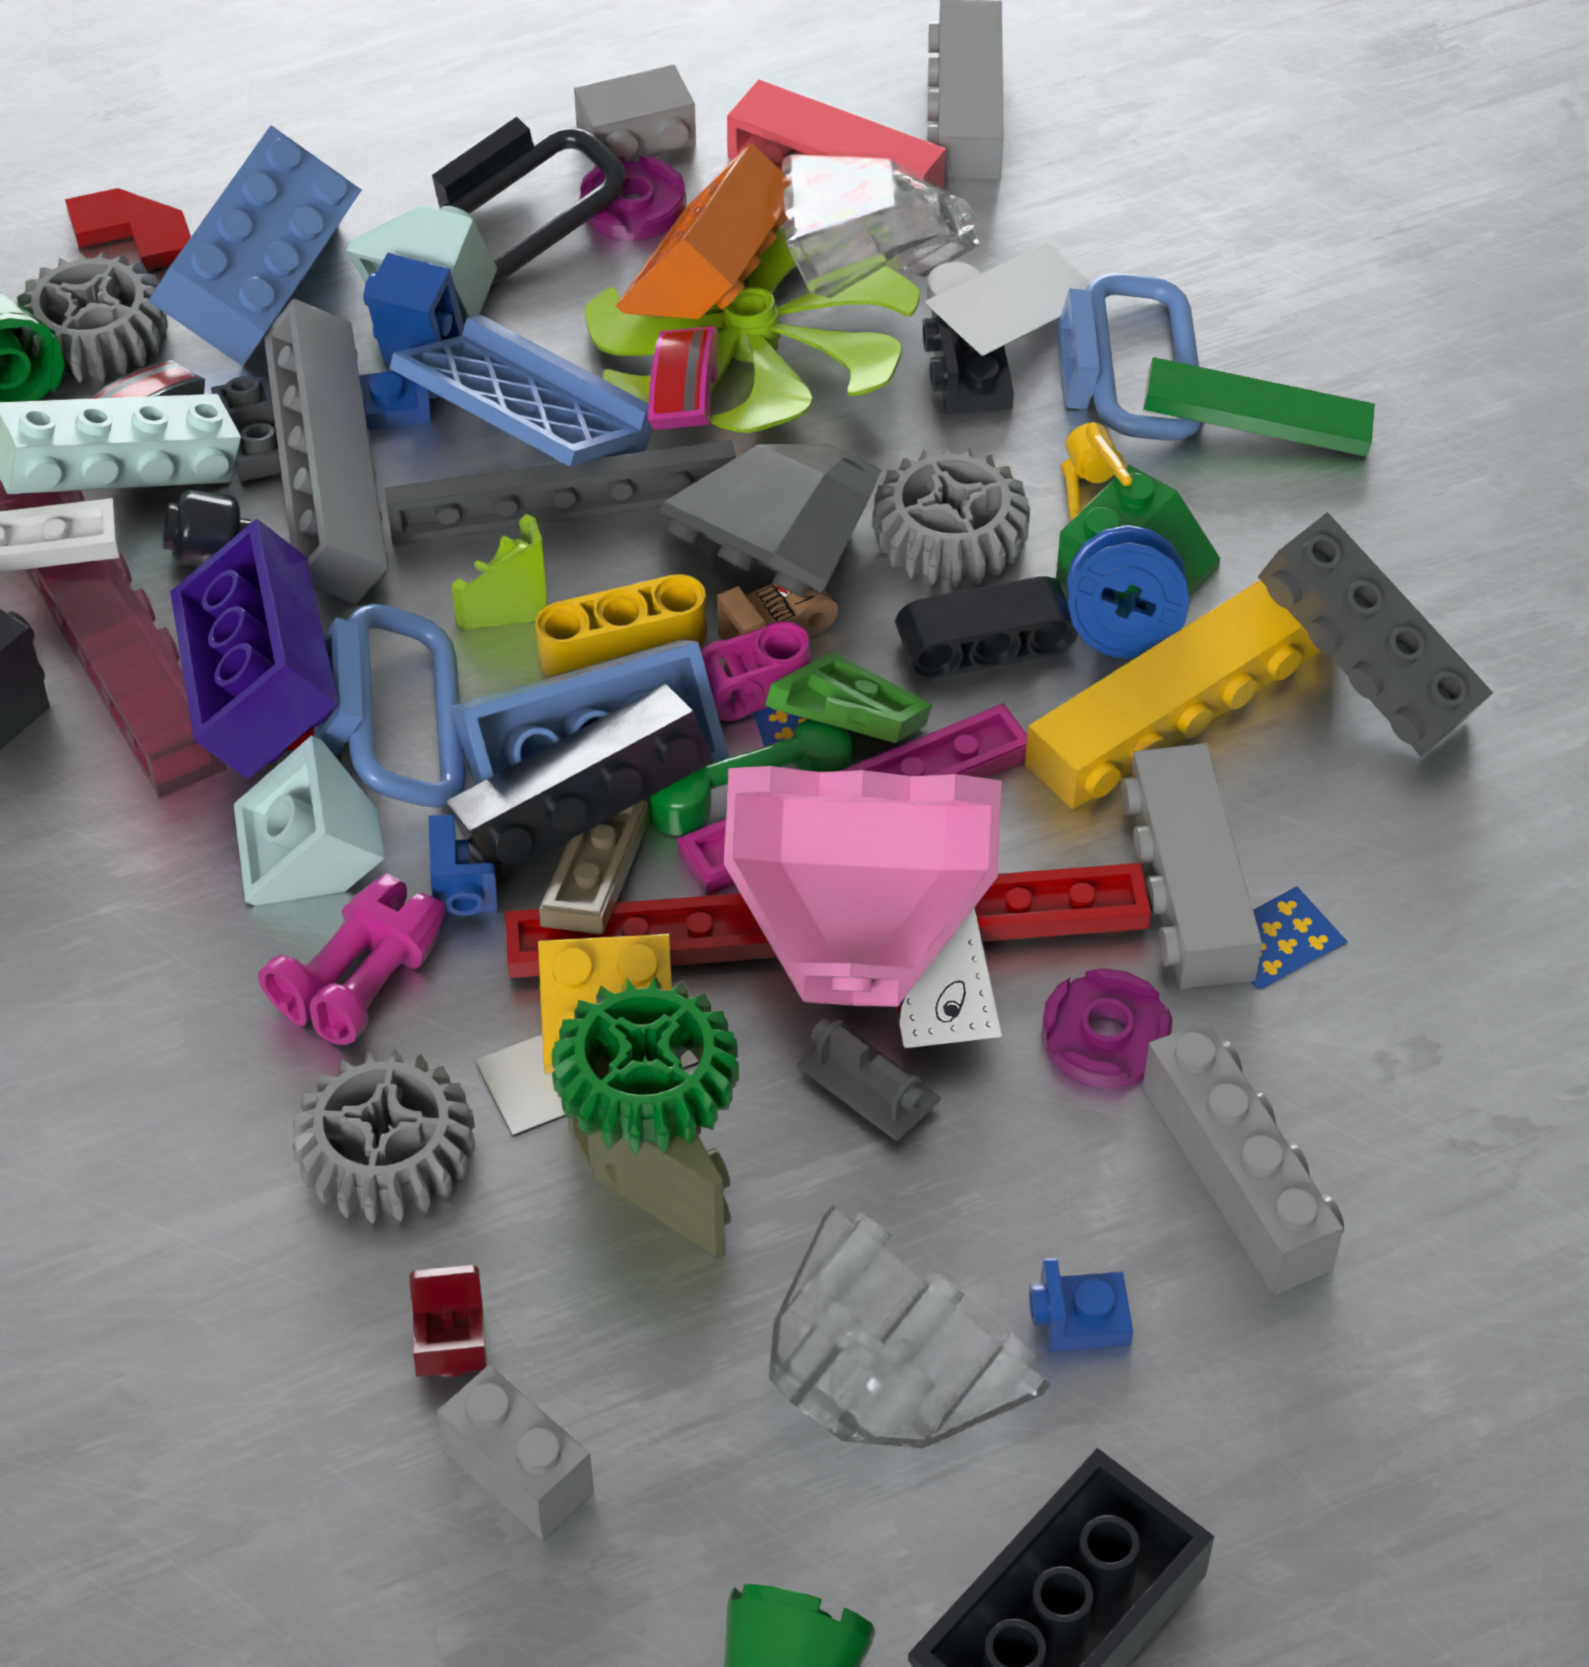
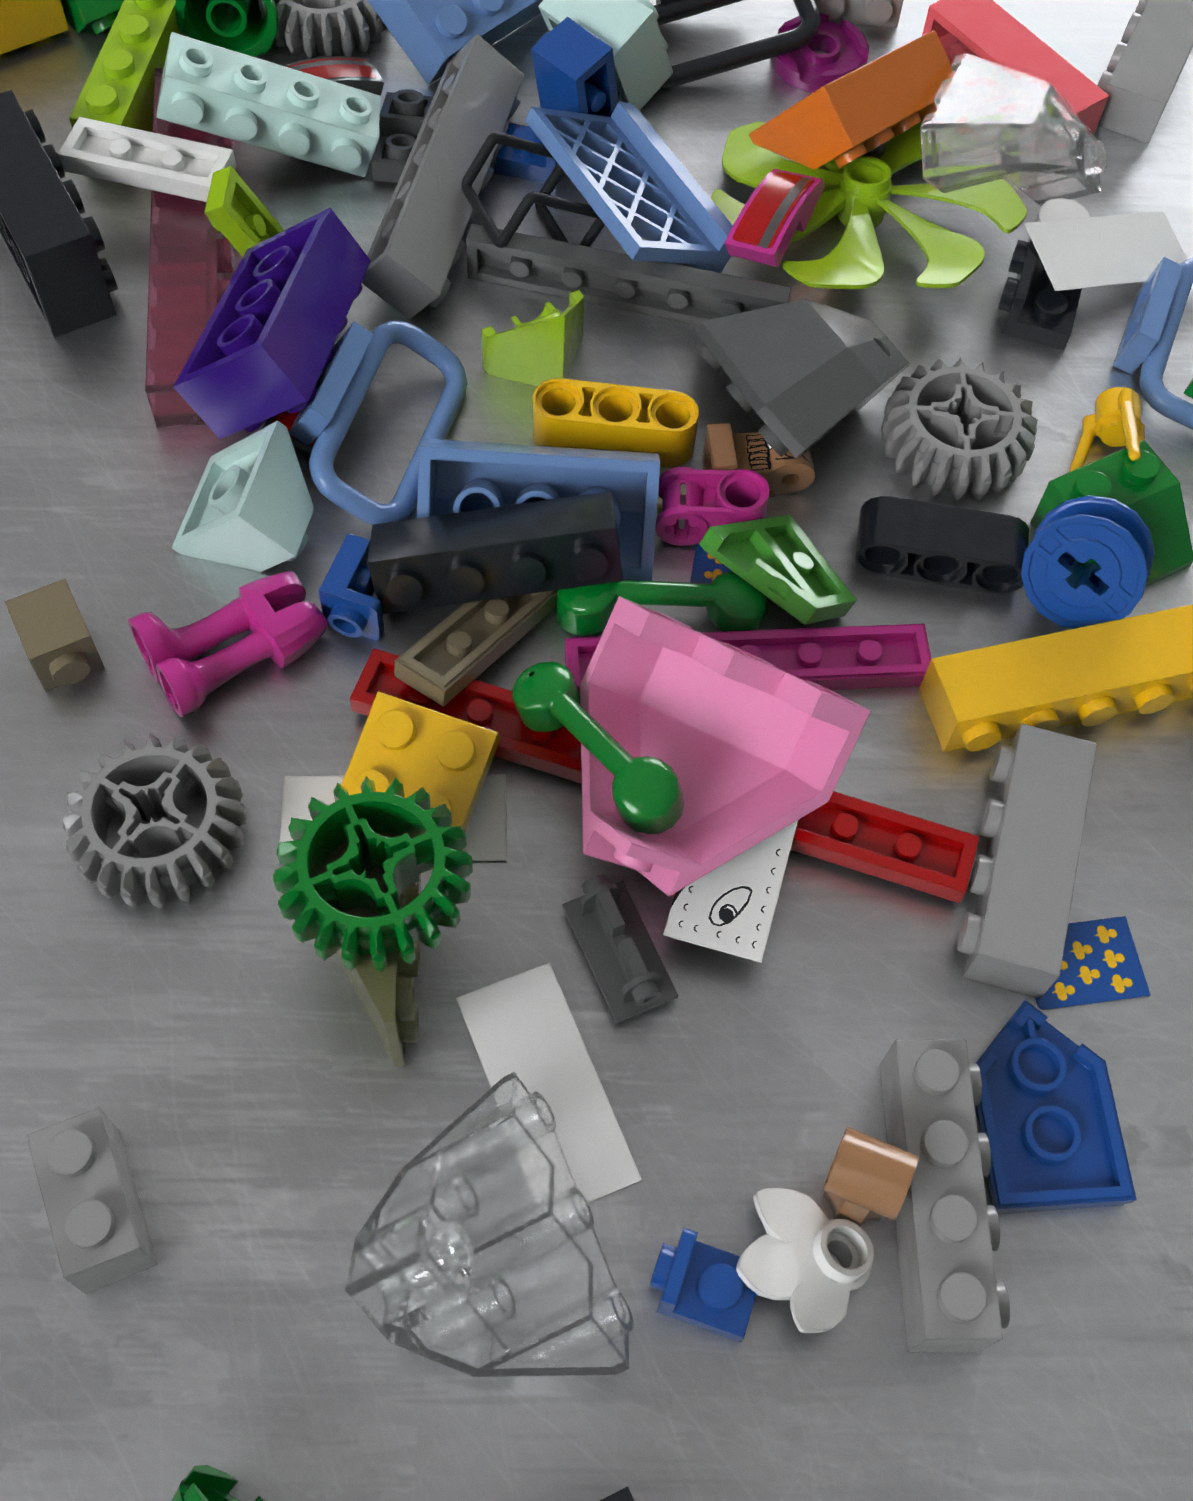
camera: 20 degrees right, 10 degrees up
(148, 559) = (238, 211): none -> lime plate
(187, 1016) = (54, 635): none -> dark tan brick
(201, 526) = (308, 195): black head -> none
(440, 454) = (541, 199): none -> black piece
(447, 1321) = (107, 1037): dark red bracket -> none
(817, 1171) = (531, 1031): none -> white sticker
(833, 920) = (642, 787): none -> green piece
(1095, 1057) = (849, 1019): magenta tile -> none
(1155, 1249) = (796, 1261): none -> white plate
(1175, 1162) = (868, 1178): none -> medium nougat piece
(1310, 1069) = (1049, 1121): none -> blue tile

